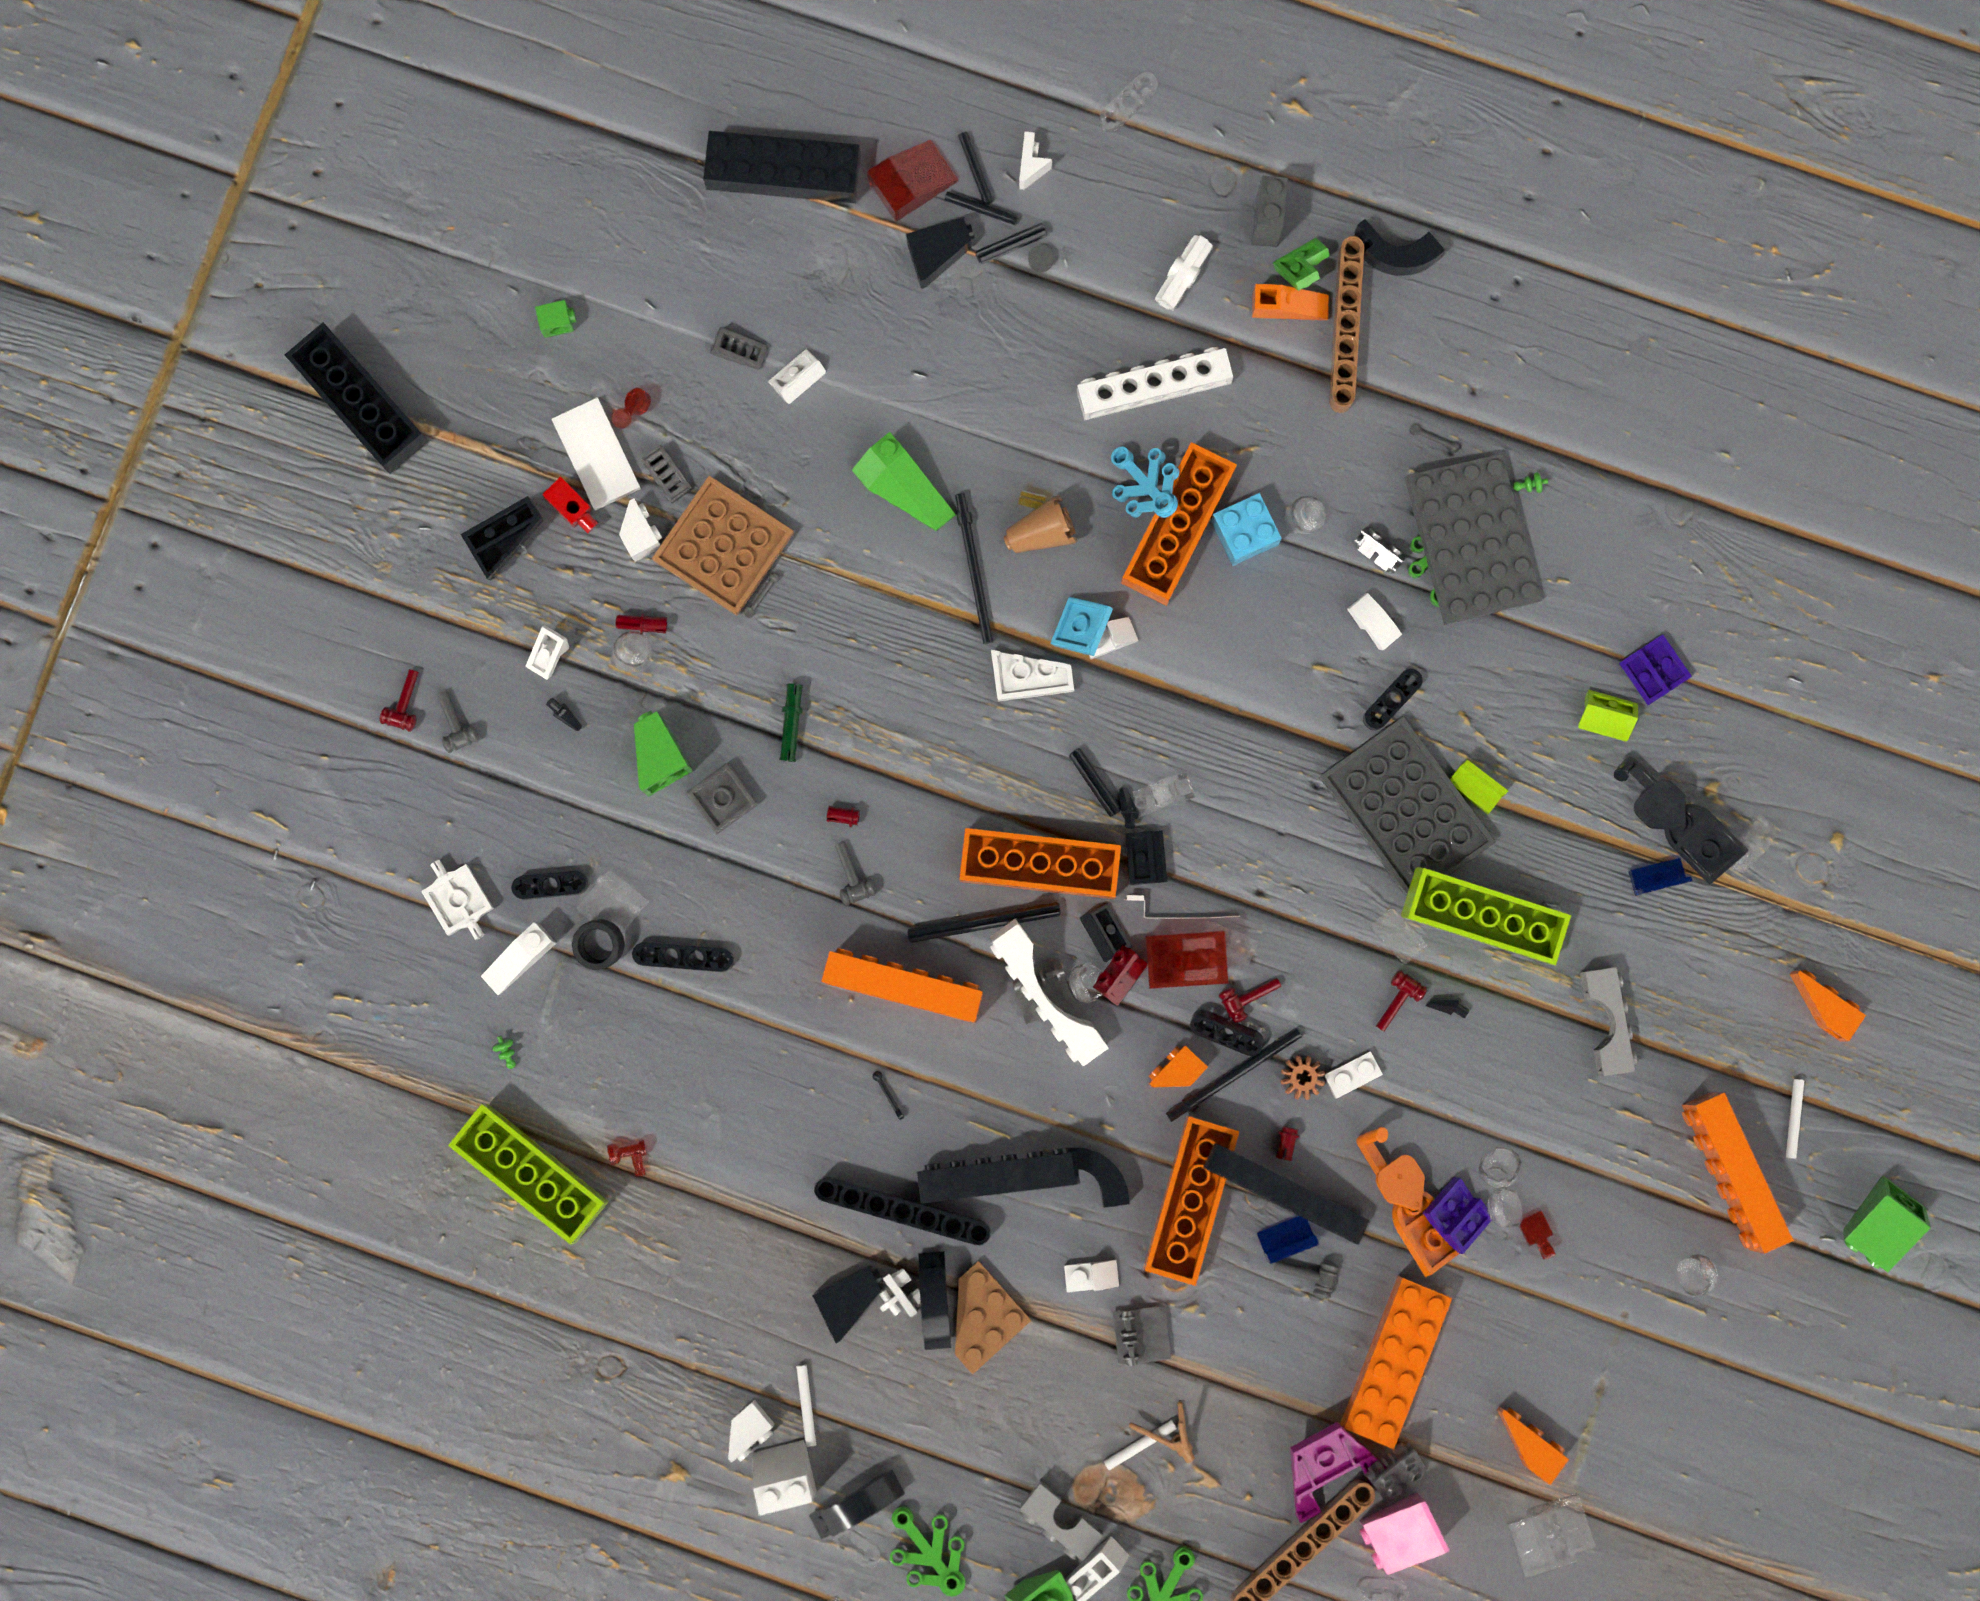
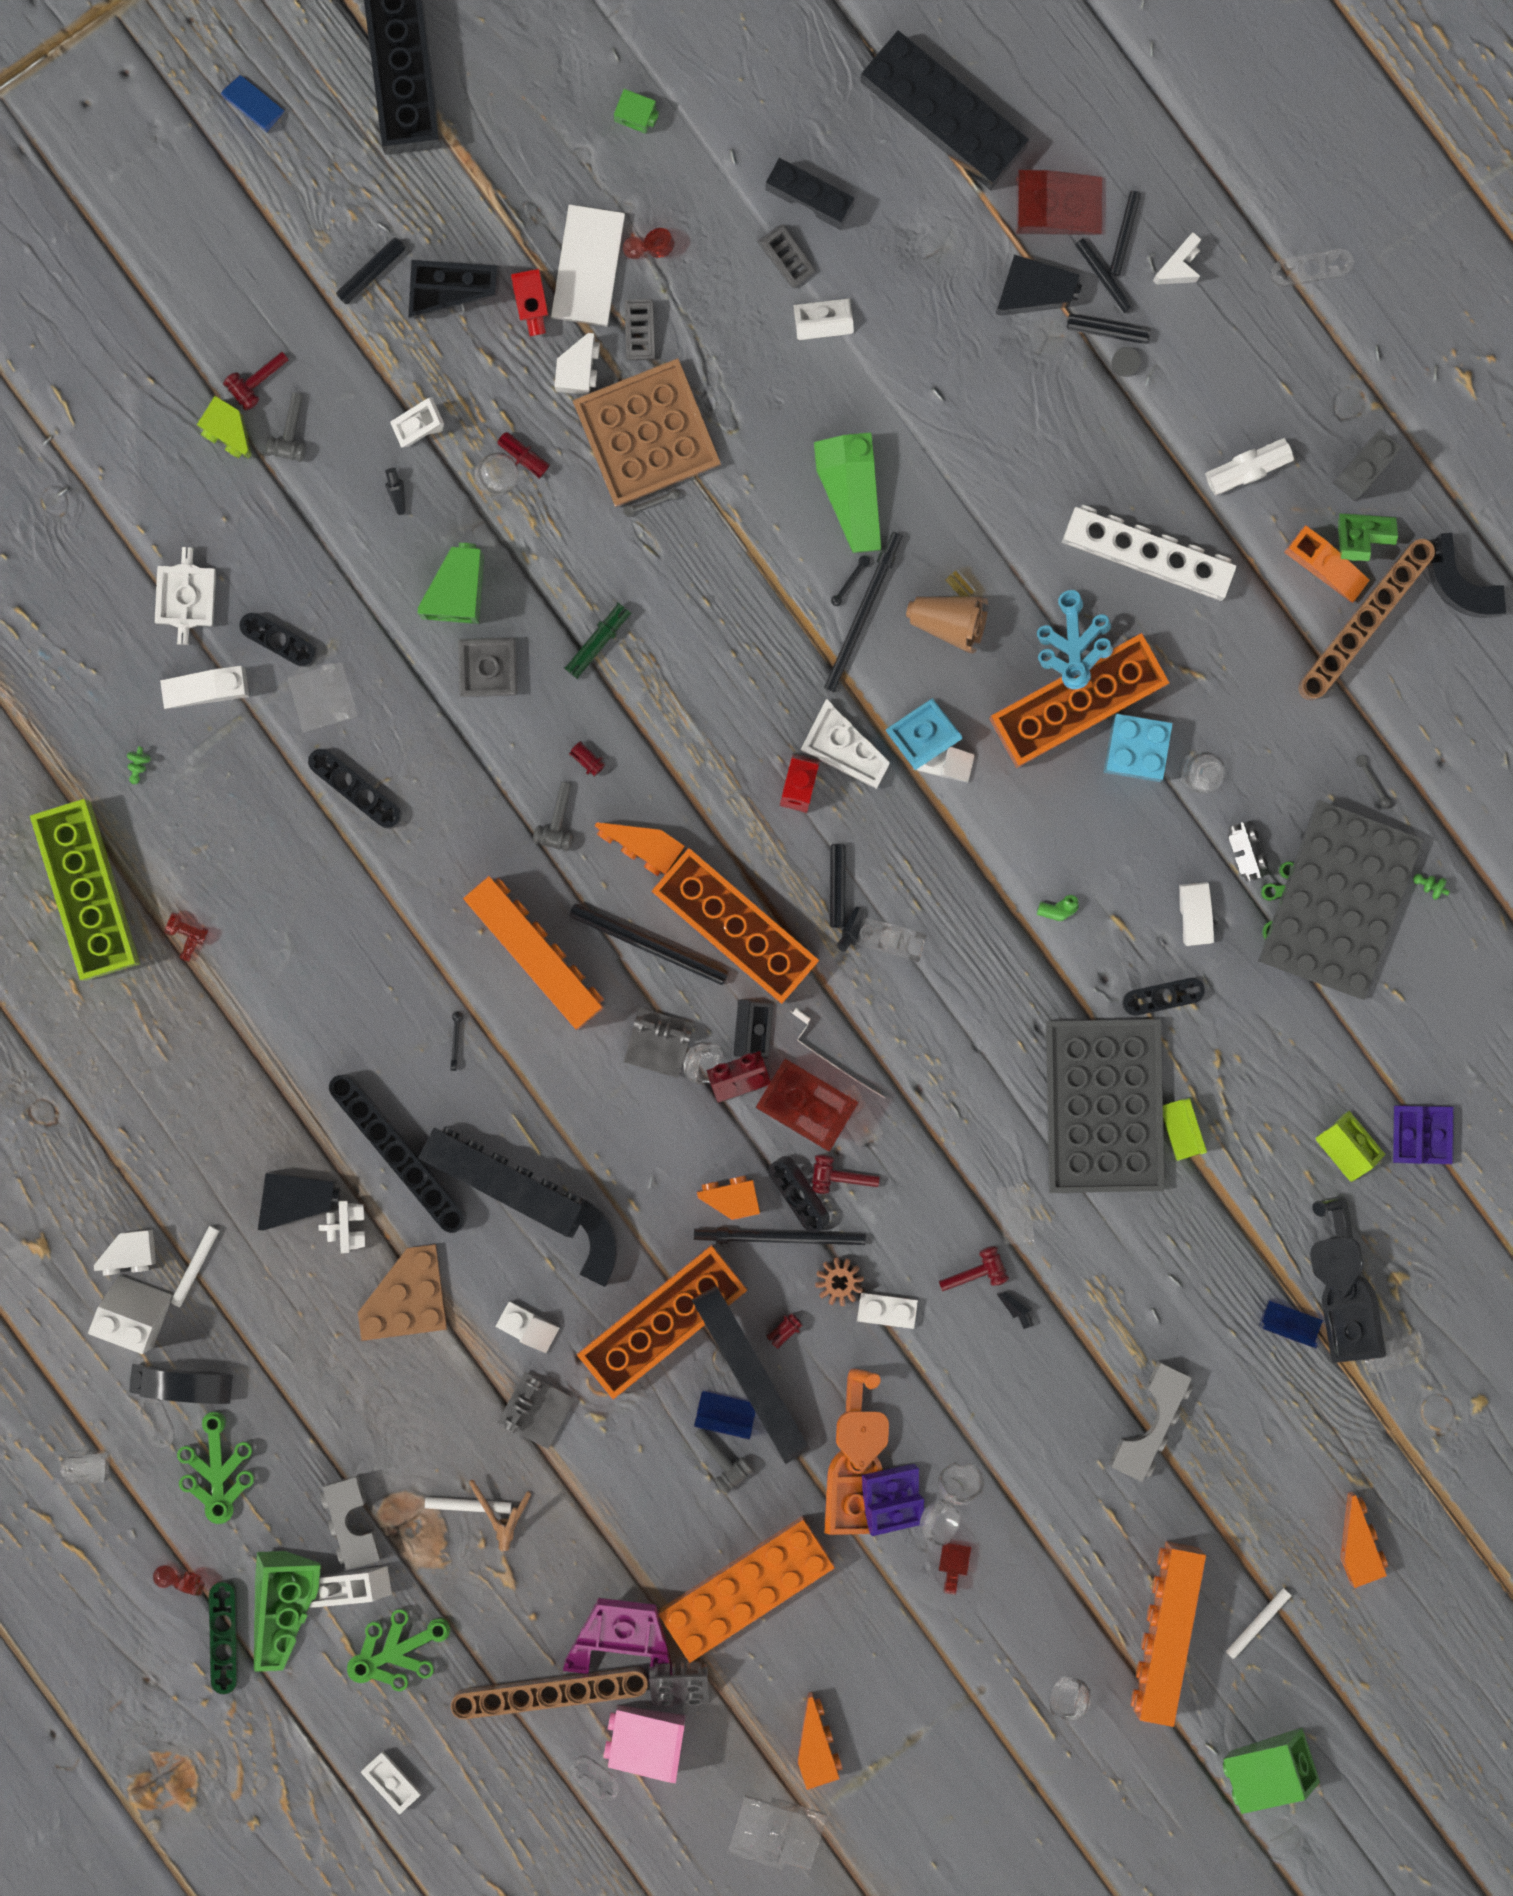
camera: 30 degrees right, 5 degrees up
(265, 503) = (252, 103): none -> blue slope
(402, 752) = (227, 425): none -> lime slope
(436, 565) = (370, 270): none -> black axle
(579, 948) = (264, 724): black tyre -> none
(738, 288) = (799, 186): none -> black arch
(934, 847) = (650, 845): none -> orange slope
(934, 1300) = (371, 1252): black arch -> none
(948, 532) = (863, 562): none -> black hinge
(1014, 725) = (799, 783): none -> red torso
(1079, 1034) = (663, 1104): white arch -> none
(1146, 857) = (836, 986): black plate -> none
(1272, 689) = (1061, 910): none -> bright green arm
(1485, 915) = (1105, 1251): lime brick -> none

